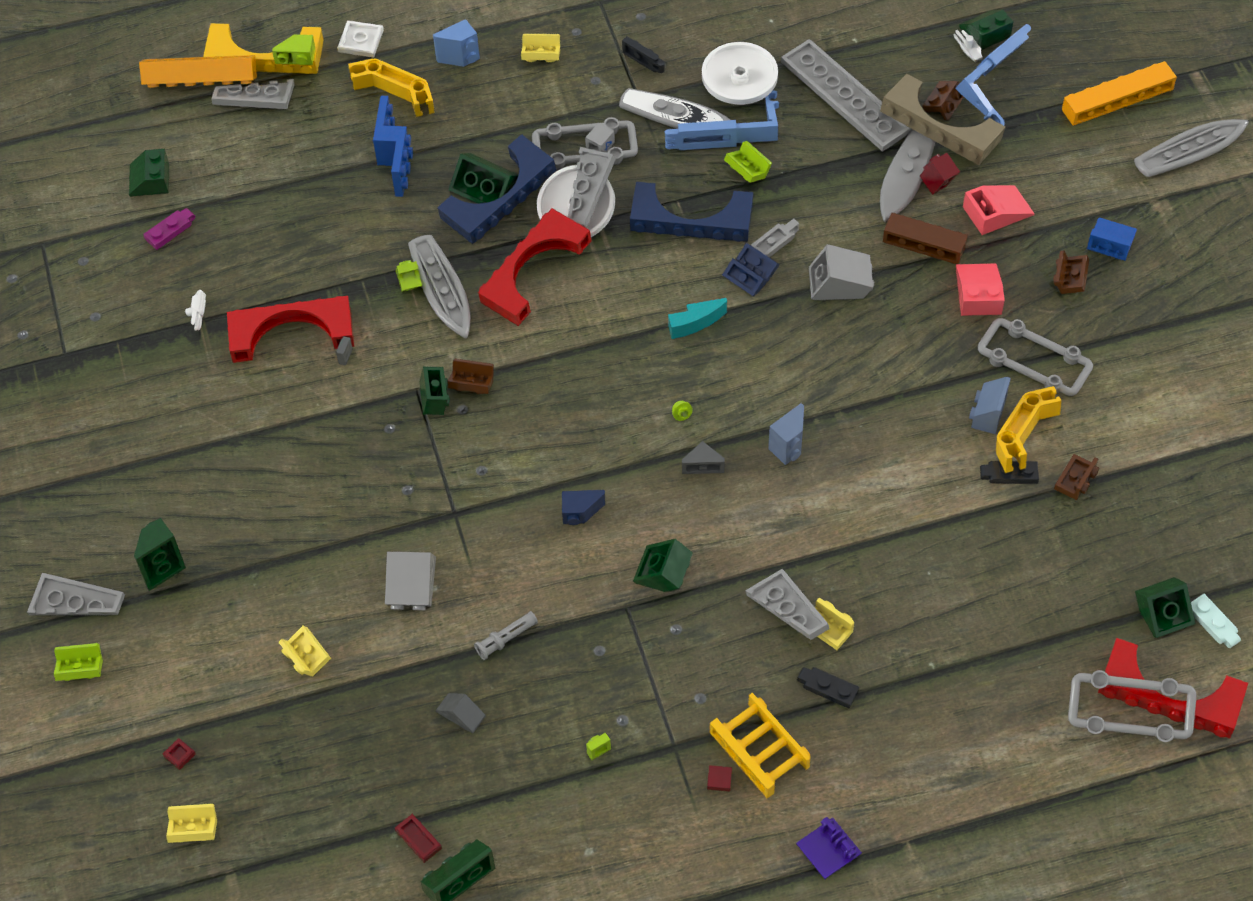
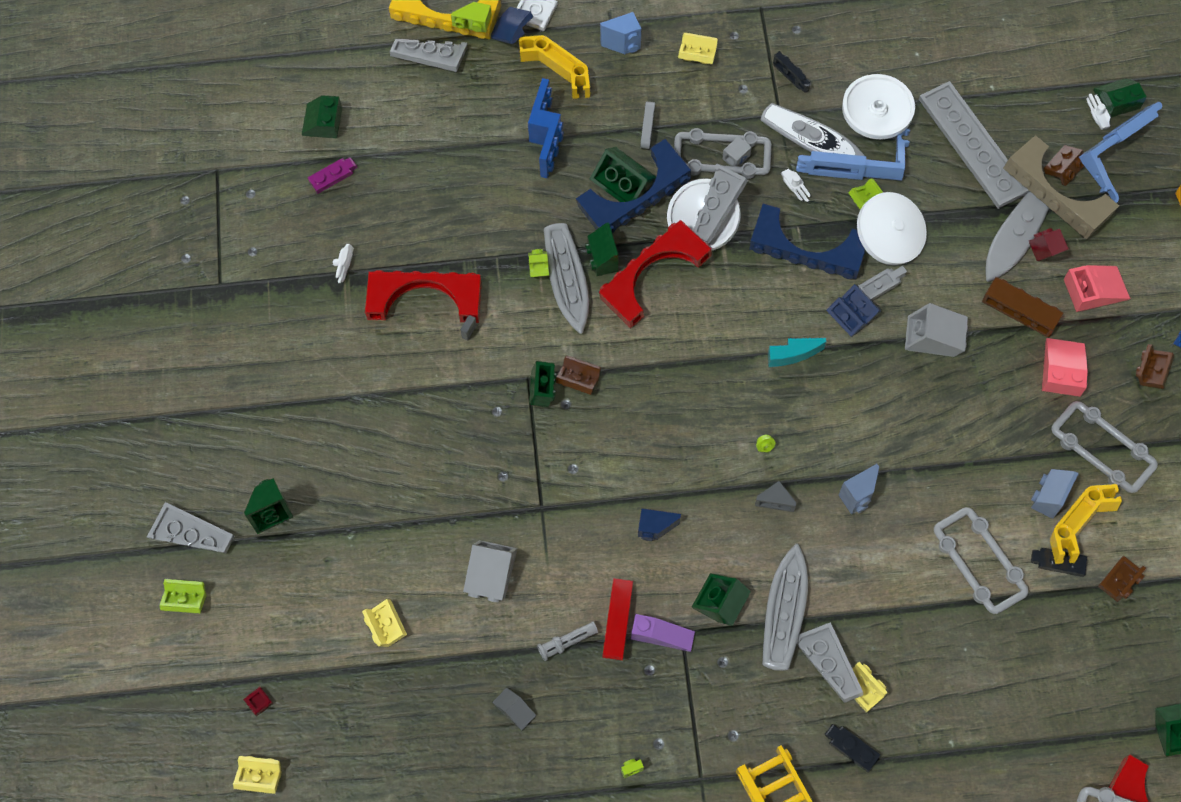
camera: 10 degrees right, 10 degrees up
(198, 69) = (382, 20): light orange brick -> none
(337, 54) = (510, 25): none -> dark blue slope
(475, 253) = (602, 251): none -> dark green slope
(501, 139) = (647, 125): none -> light grey beam
(556, 604) = (617, 619): none -> red slope
(604, 610) = (661, 633): none -> medium lavender slope
(667, 160) = (795, 184): none -> white piece
(732, 566) = (785, 610): none -> light grey piece
(775, 184) = (891, 228): none -> white dish
(935, 515) = (981, 593): none -> light grey bar

